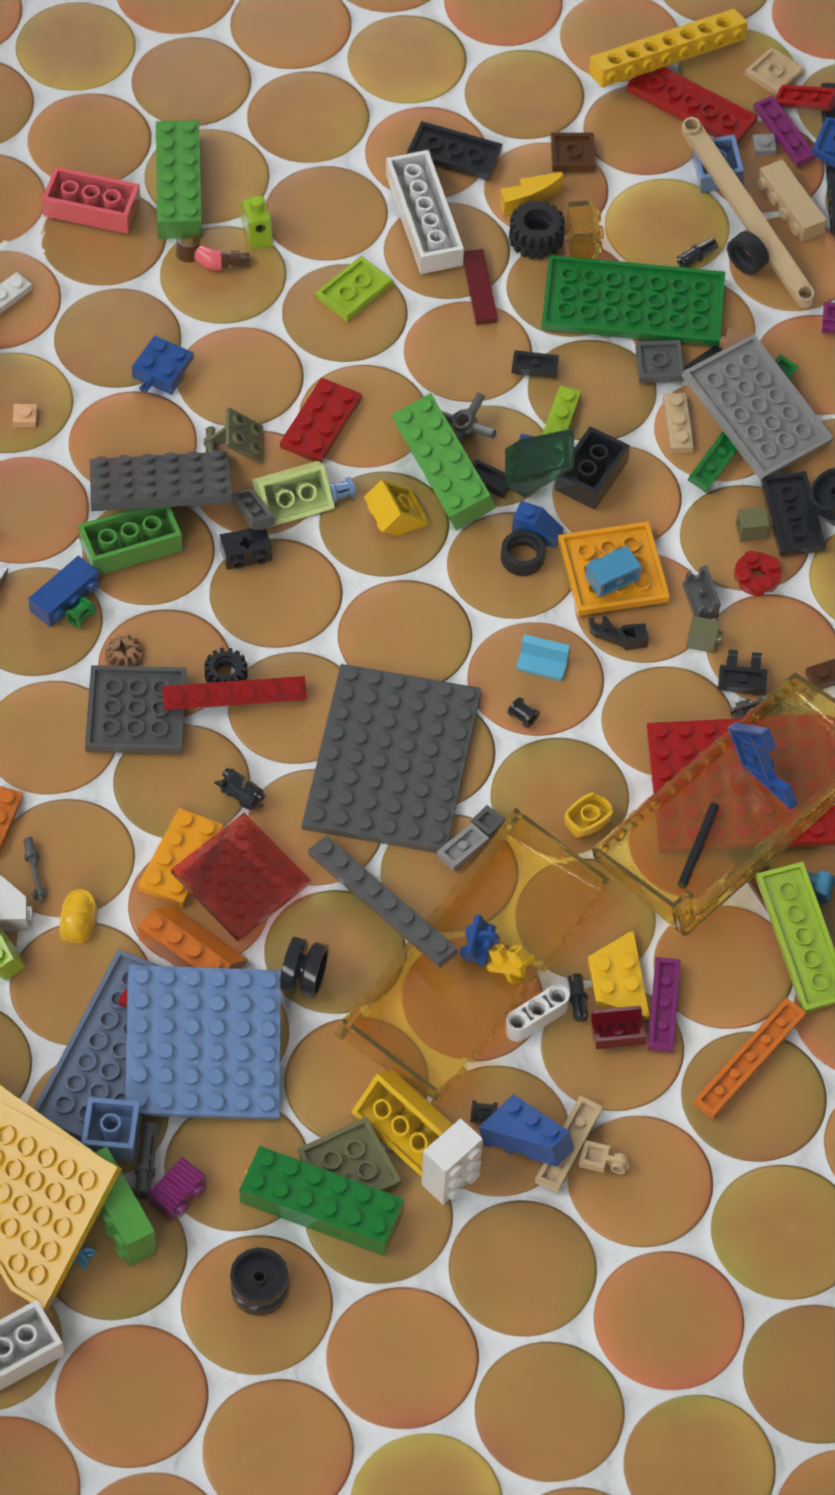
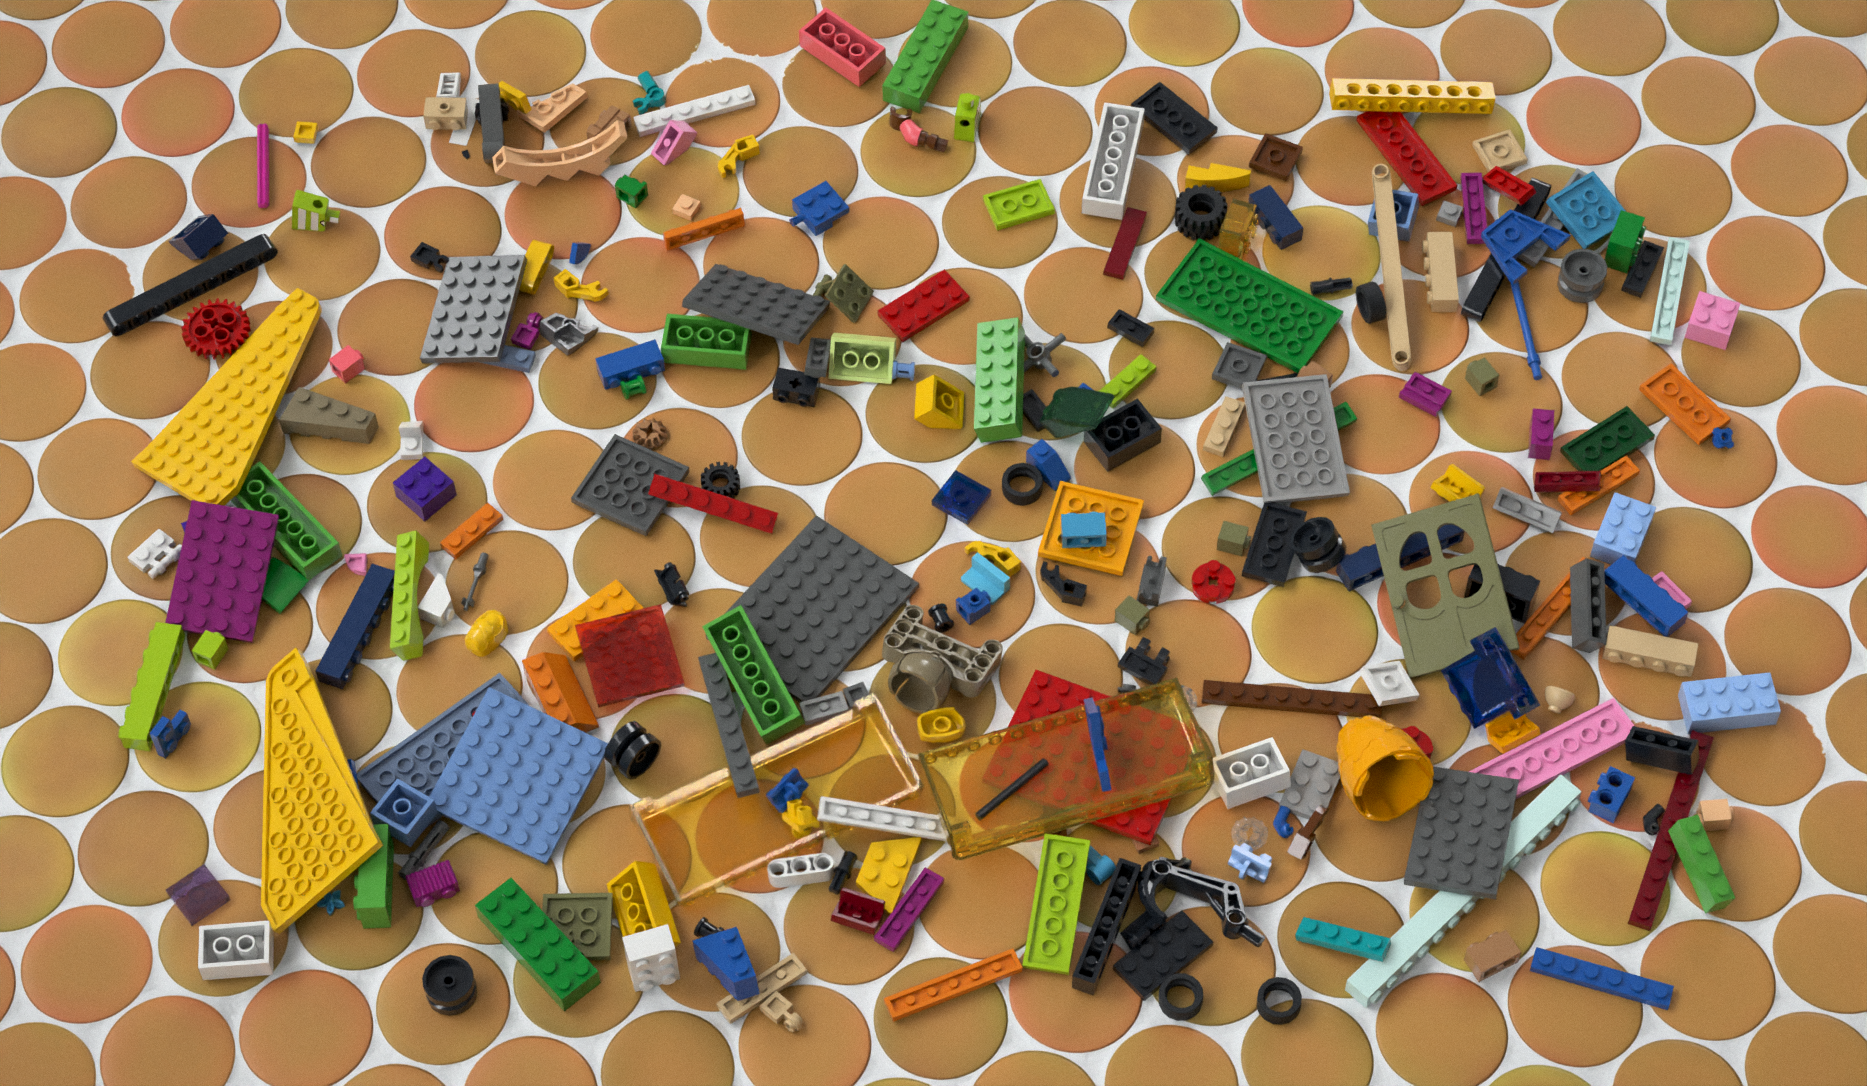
camera: 30 degrees right, 0 degrees up
(43, 345) = (741, 150): none -> yellow piece
(58, 429) = (703, 229): none -> orange plate
(380, 841) = (753, 674): none -> bright green brick
(471, 589) = (961, 497): none -> clear blue plate
(539, 629) = (992, 552): none -> yellow piece
(547, 687) = (973, 605): none -> blue brick
(547, 758) = (934, 662): none -> dark tan beam
(591, 927) = (880, 818): none -> white plate
(616, 211) = (1276, 218): none -> dark blue brick

